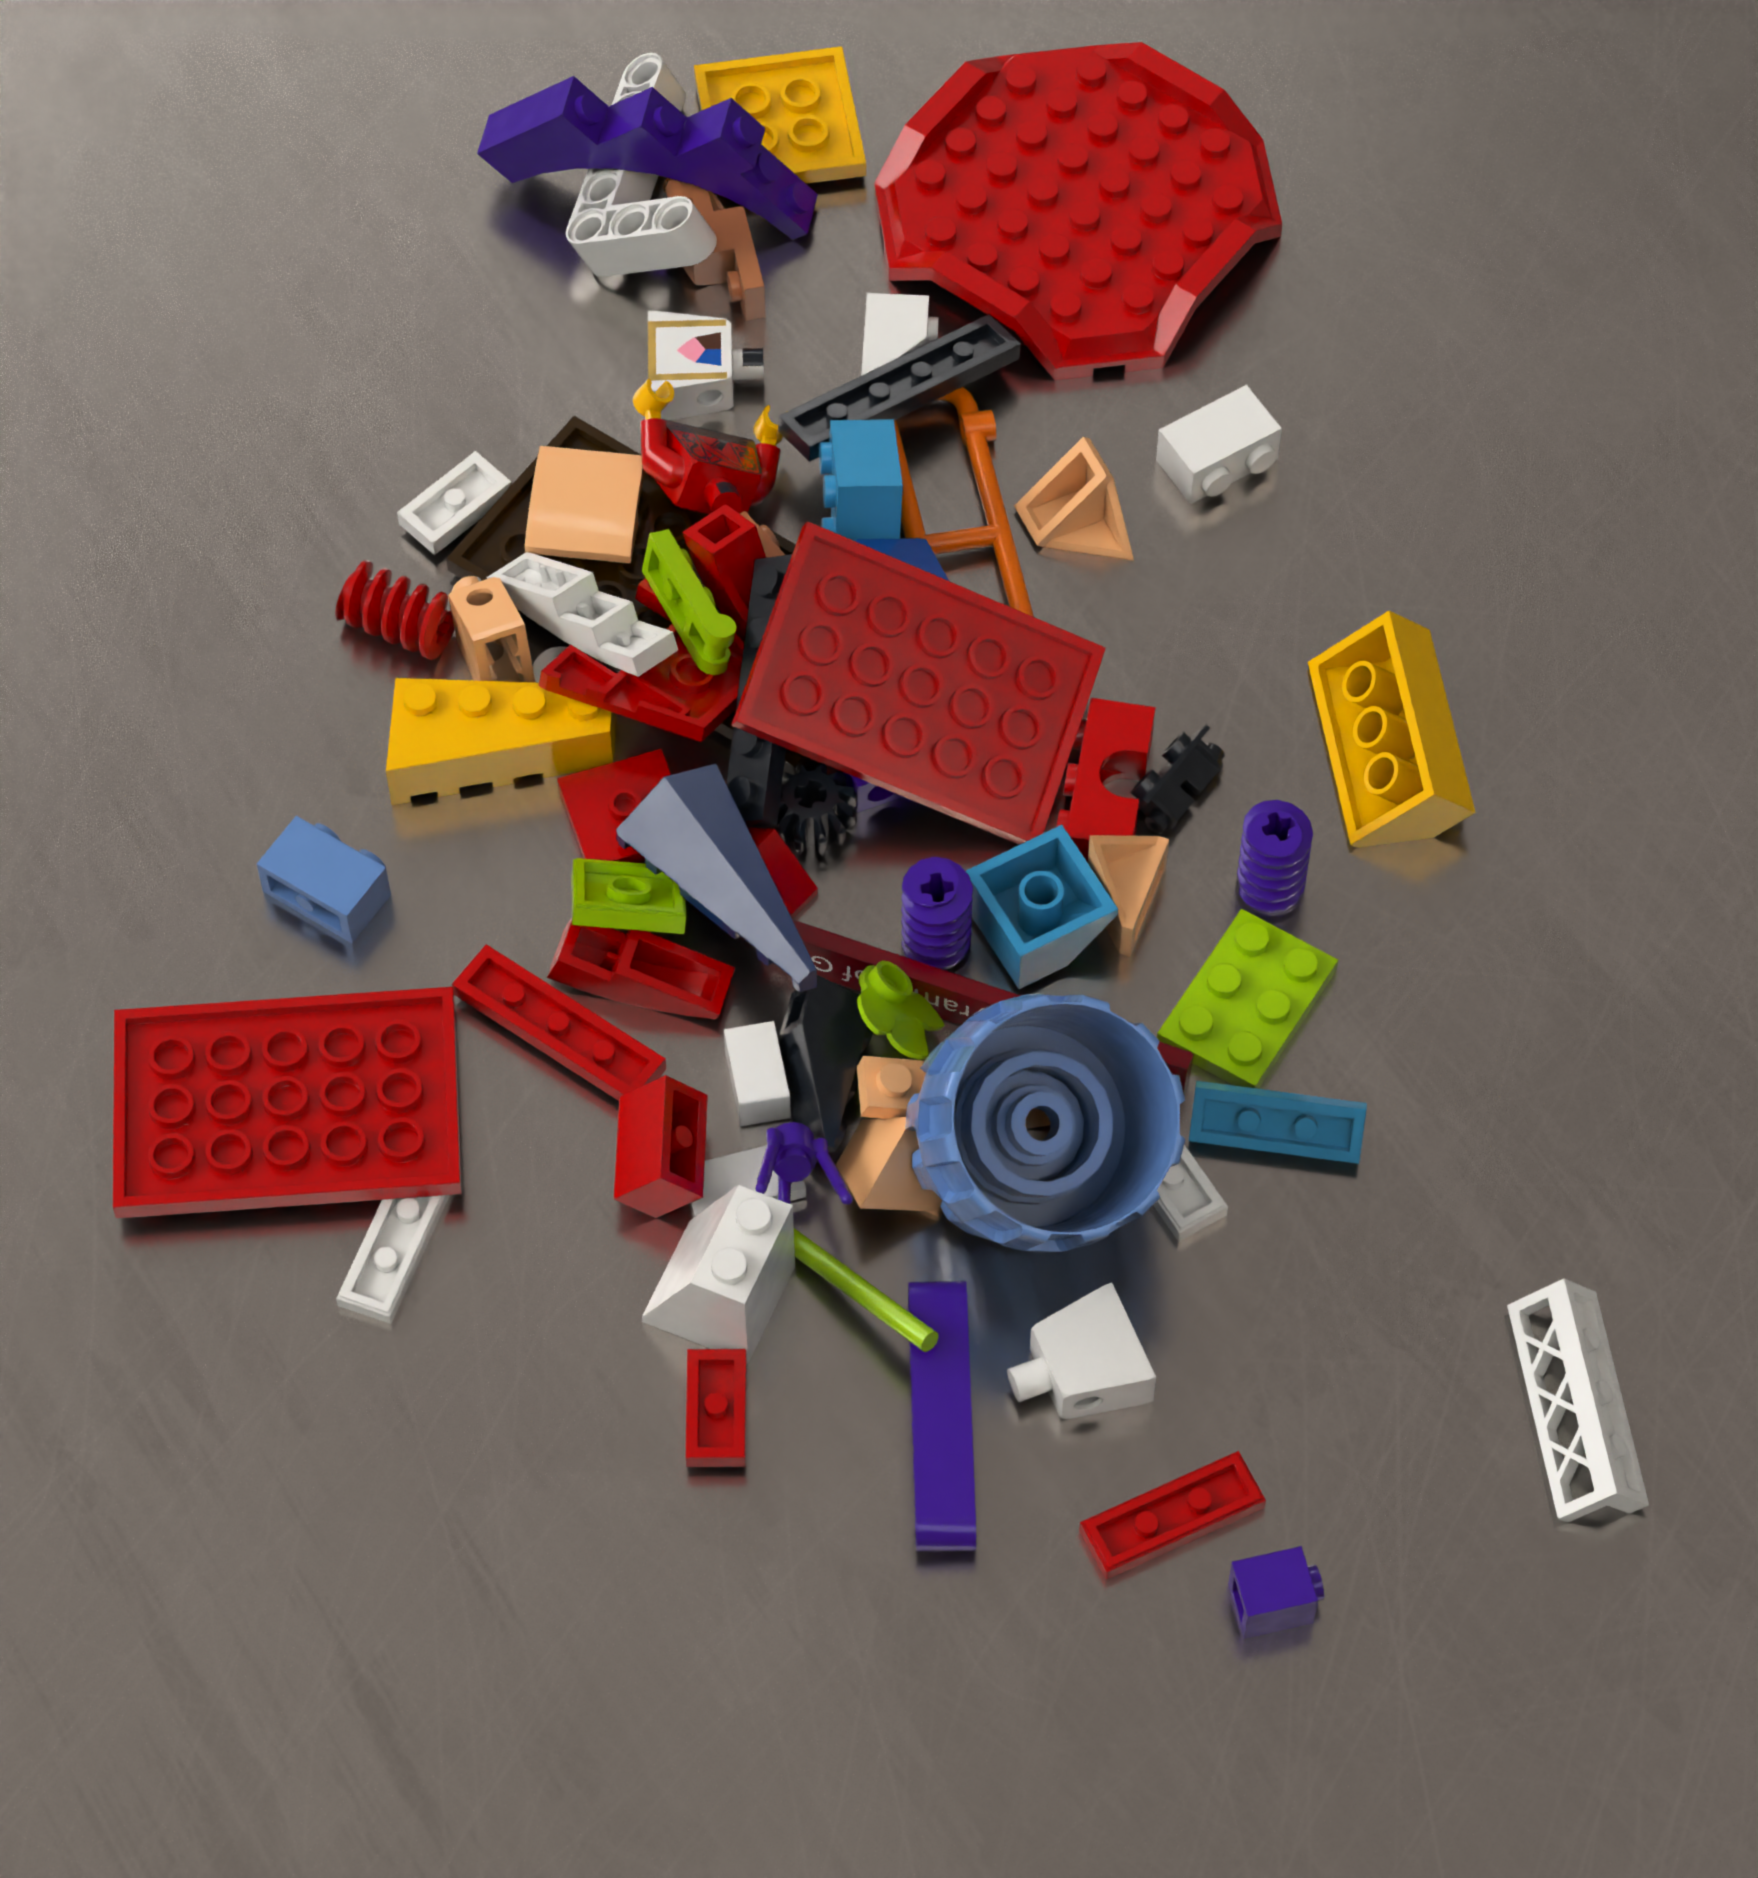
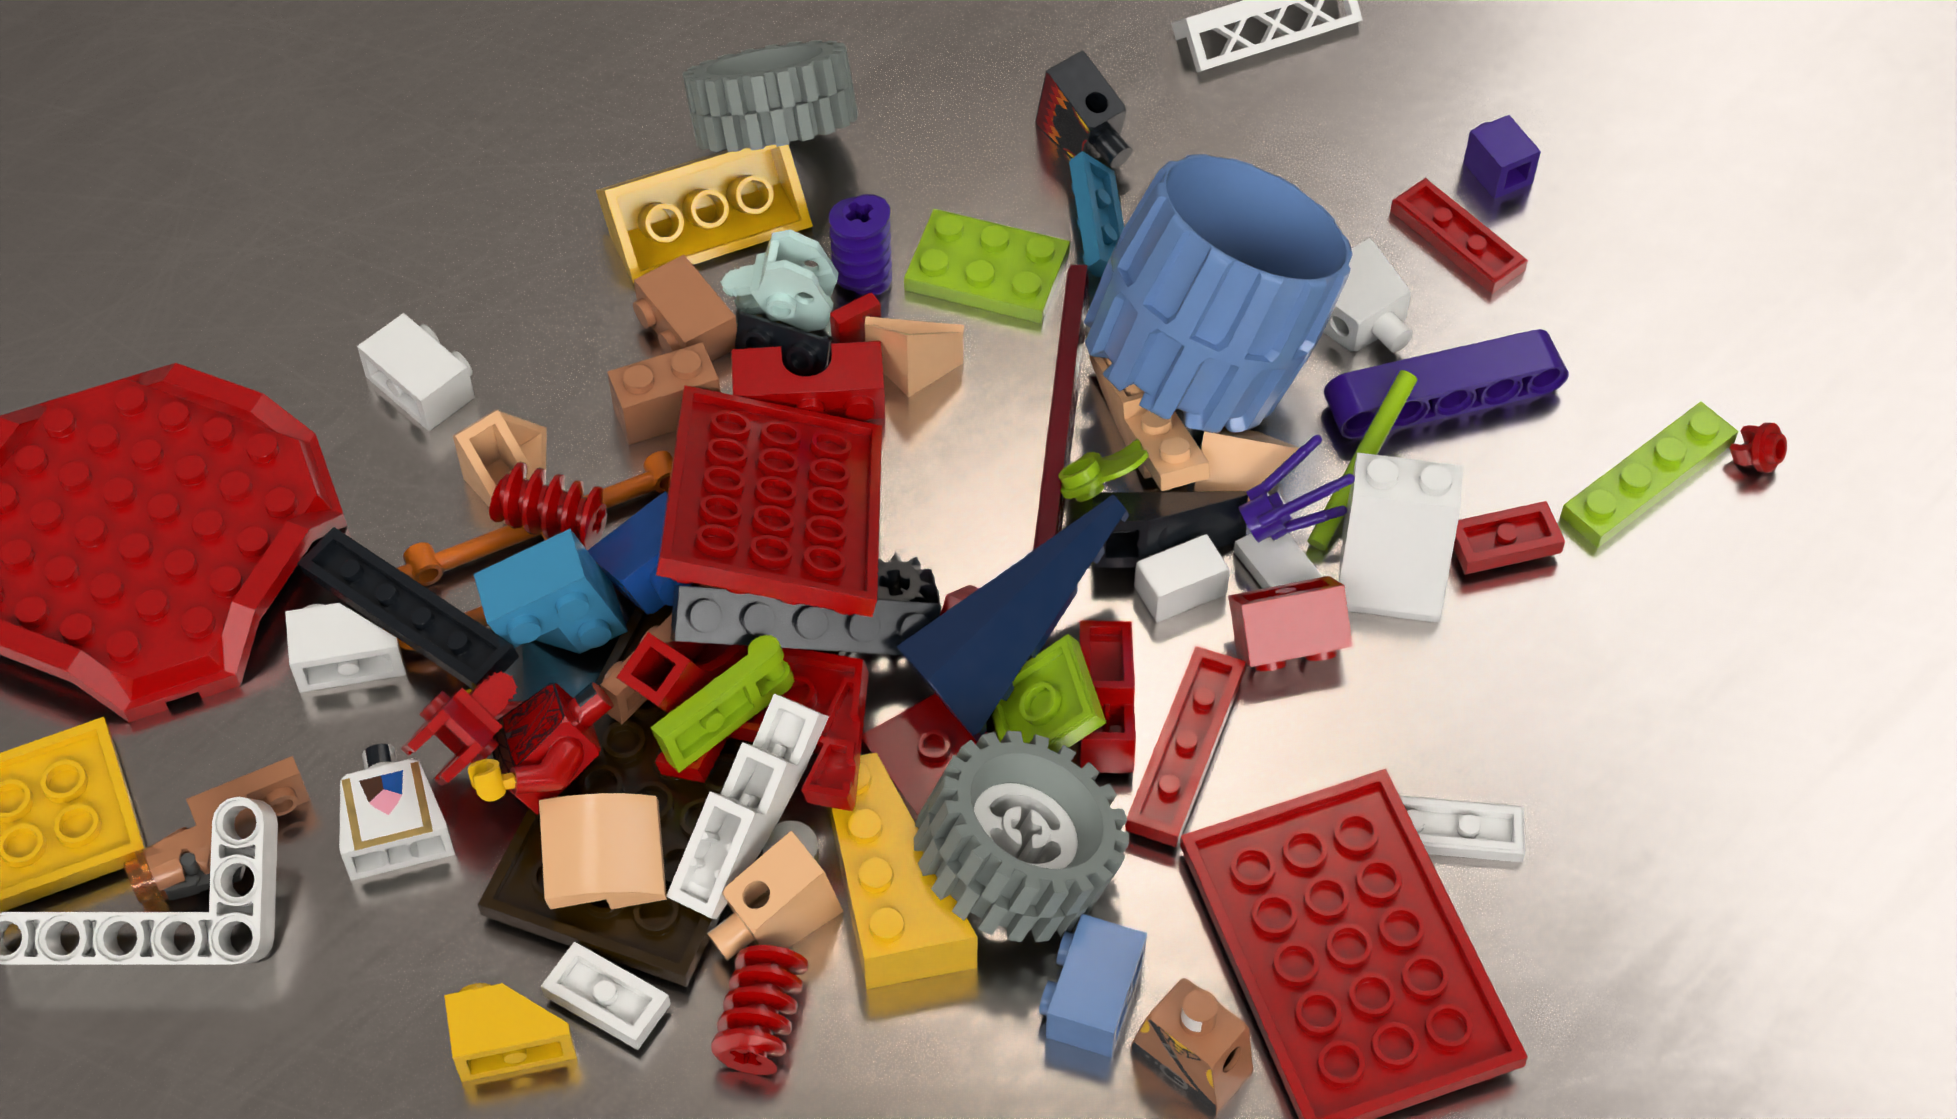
camera: 105 degrees left, 5 degrees down
(228, 936) = (1192, 1040): none -> nougat torso
(445, 418) = (503, 1032): none -> yellow slope
(492, 767) = (1020, 836): none -> light grey wheel
(647, 134) = (122, 879): dark purple arch -> none
(733, 398) = (464, 723): none -> red hinge
(755, 1729) = (1763, 447): none -> red plate
(766, 1601) = (1648, 474): none -> lime plate
(936, 912) = (993, 463): dark purple piece -> none
(985, 516) = (548, 507): none -> red piece
(1039, 905) = (956, 398): dark azure slope -> none
(1132, 661) = (650, 391): none -> nougat brick
(1184, 845) = (849, 320): none -> red tile
(1237, 689) = (684, 309): none -> nougat brick
(1238, 775) = (784, 285): none -> light aqua hinge
(1431, 1132) = (1082, 111): none -> black torso
(1496, 789) = (770, 95): none -> light grey wheel

